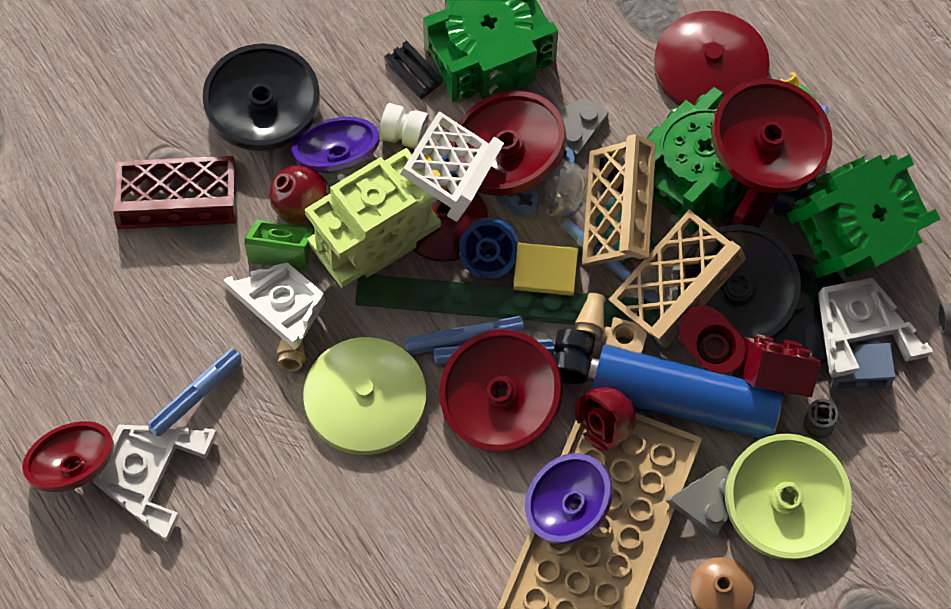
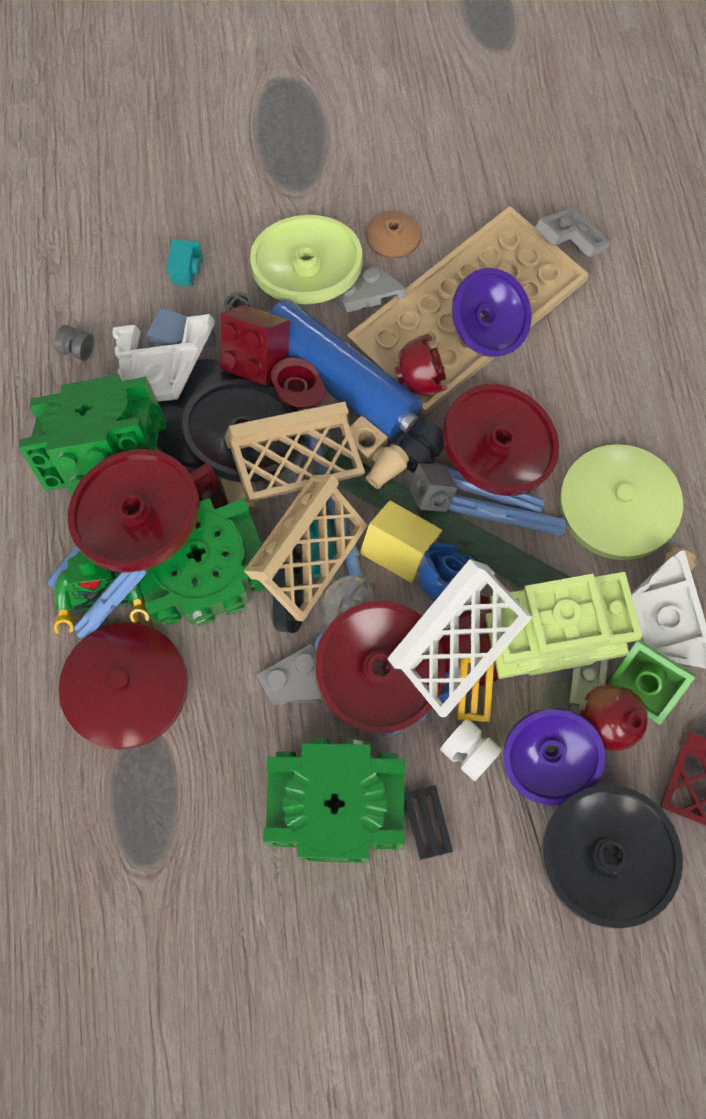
camera: 150 degrees left, 5 degrees up
(540, 315) = (432, 487): none -> dark grey brick
(909, 445) = (184, 262): none -> teal brick

